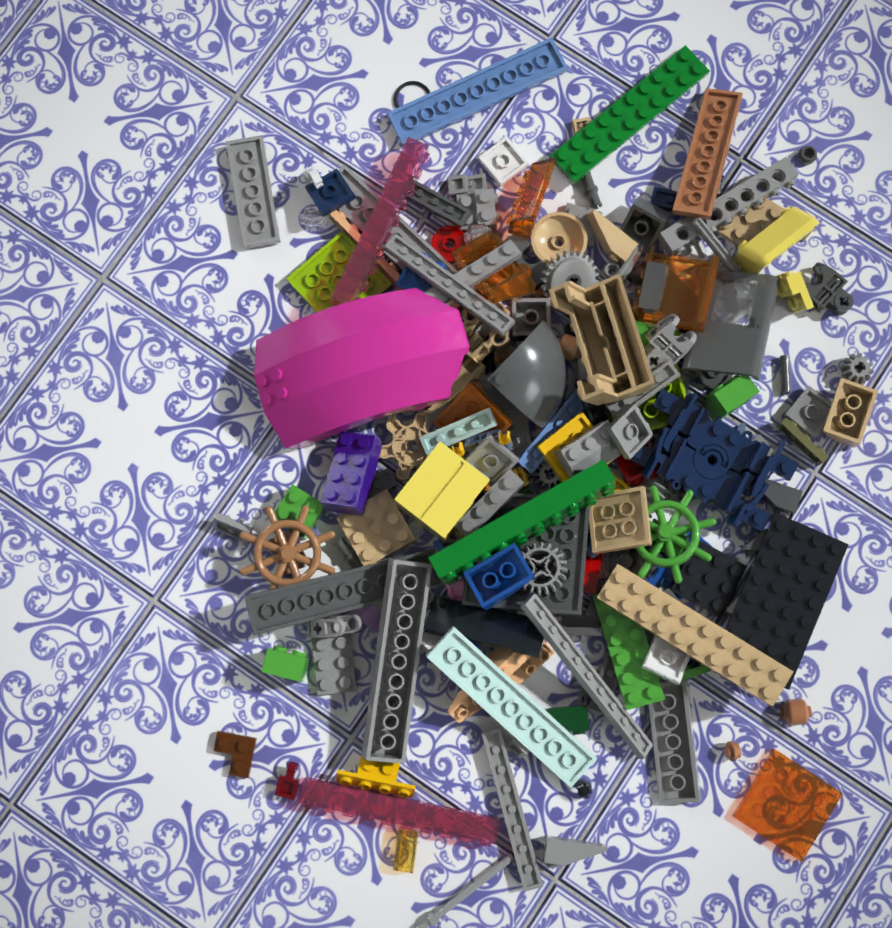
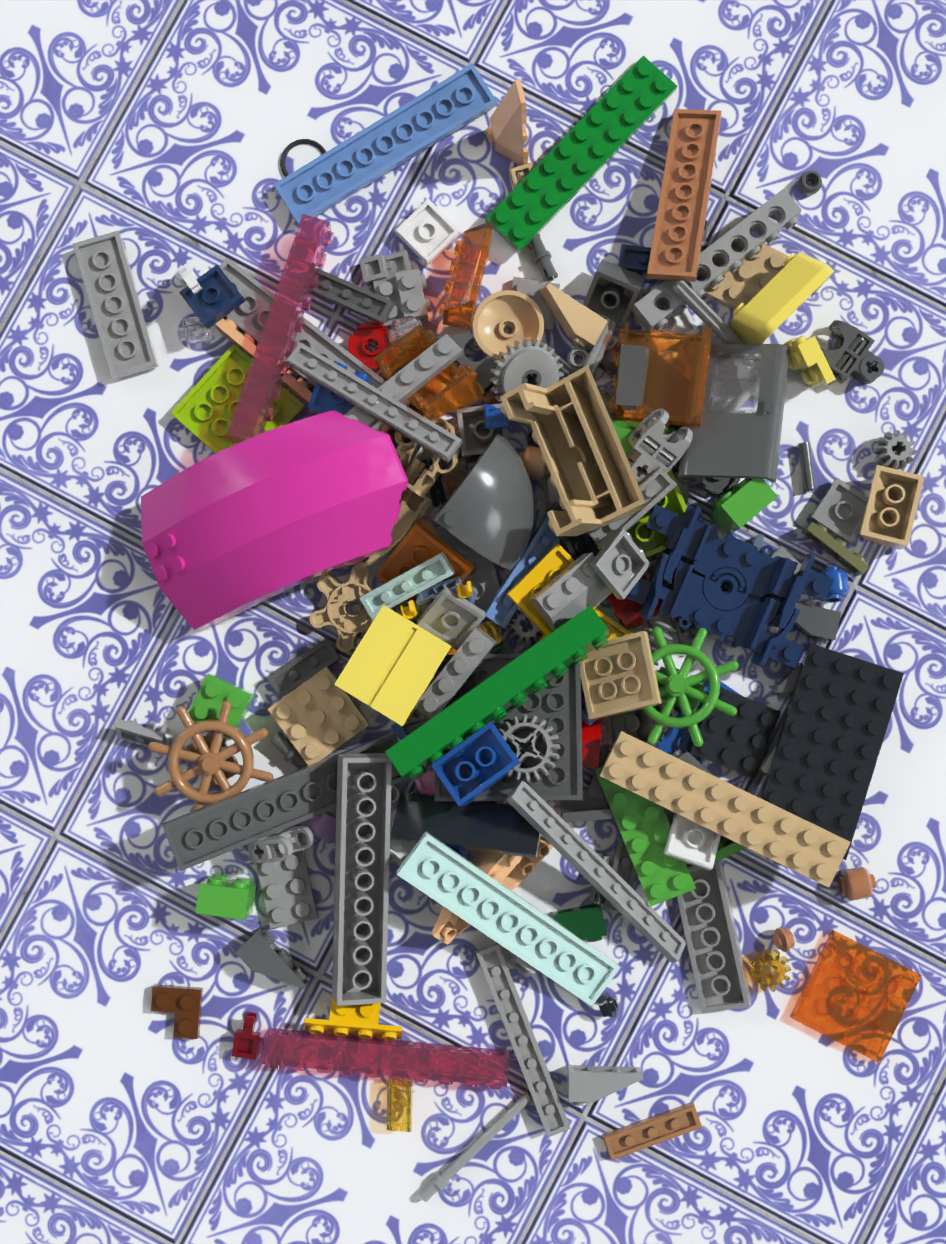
camera: 10 degrees left, 5 degrees up
(310, 717) = (268, 959): none -> dark grey slope
(351, 473) = (279, 652): dark purple brick -> none
(541, 308) = (494, 418): none -> blue tile
(575, 87) = (508, 125): none -> light nougat wedge
(609, 897) = (651, 1131): none -> medium nougat tile
(725, 771) = (769, 960): none -> clear yellow gear
(803, 470) = (840, 584): none -> blue head

